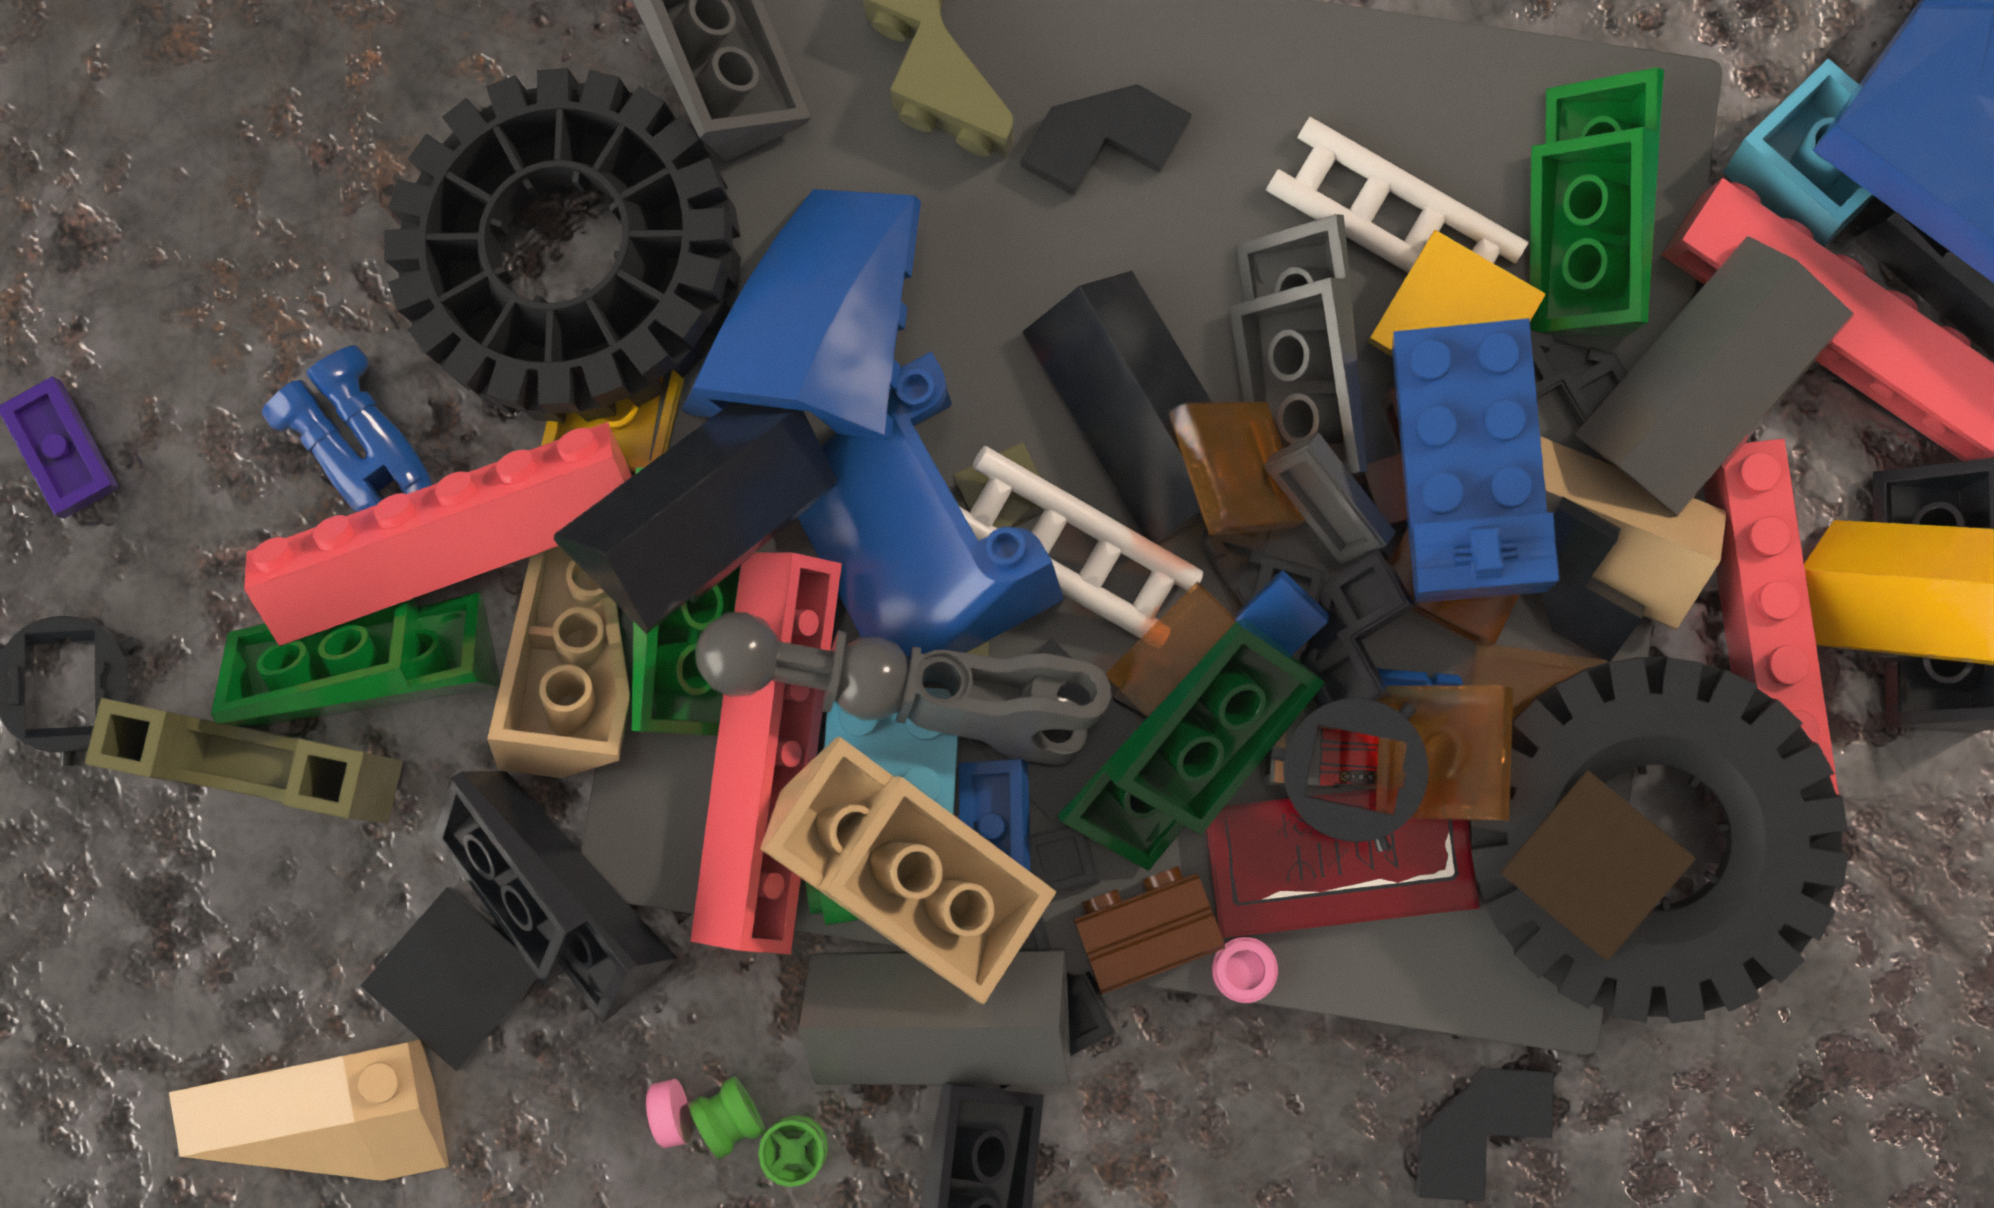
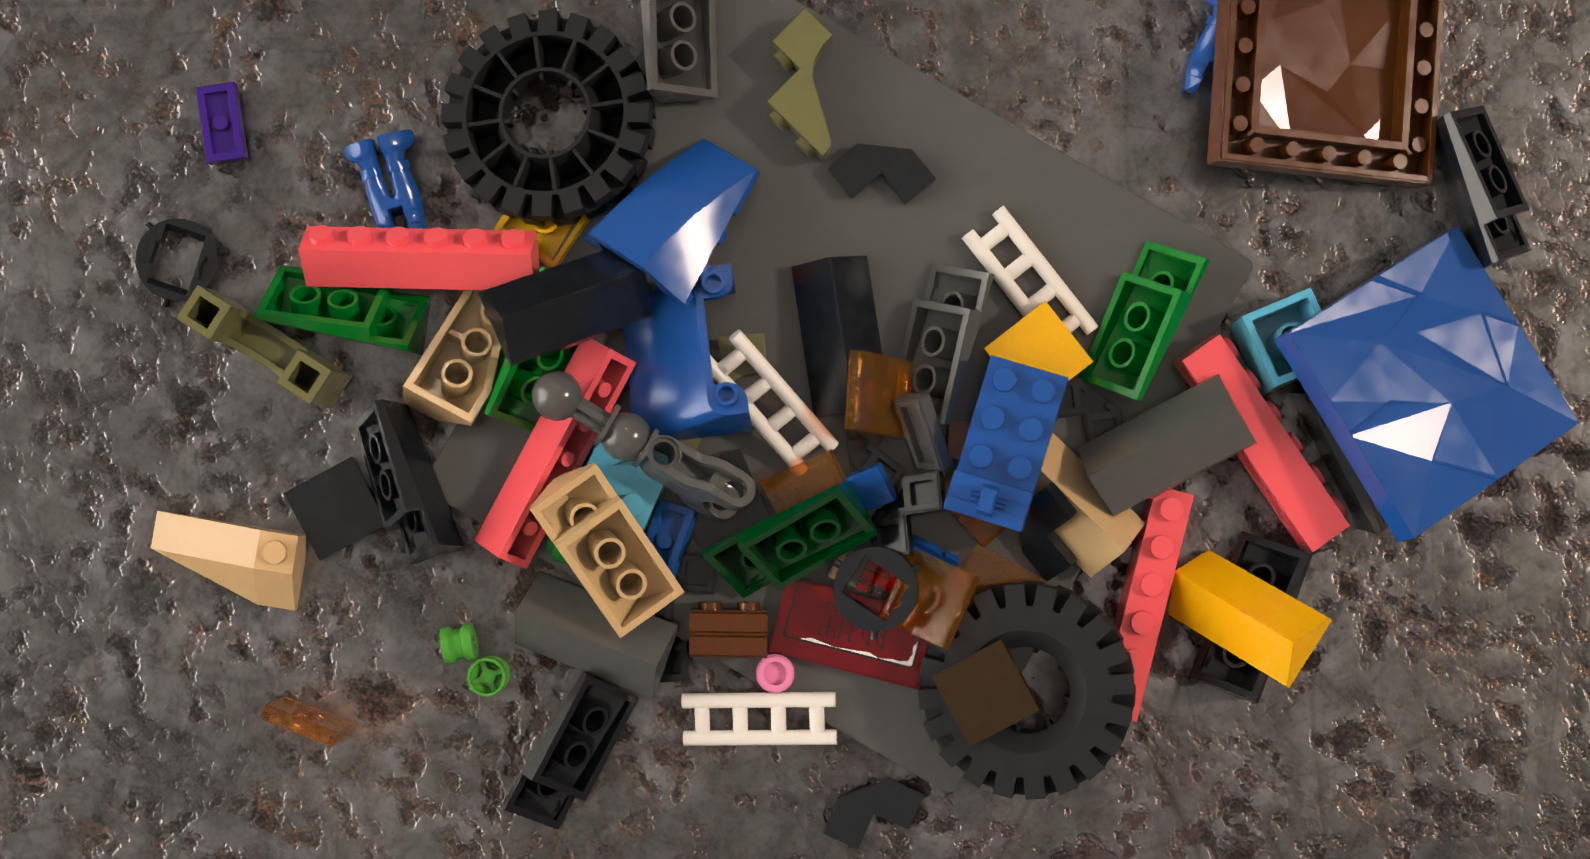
camera: 20 degrees right, 5 degrees up
(668, 1113) = (427, 629): bright pink tile -> none
(1287, 1064) = (742, 701): none -> white bar

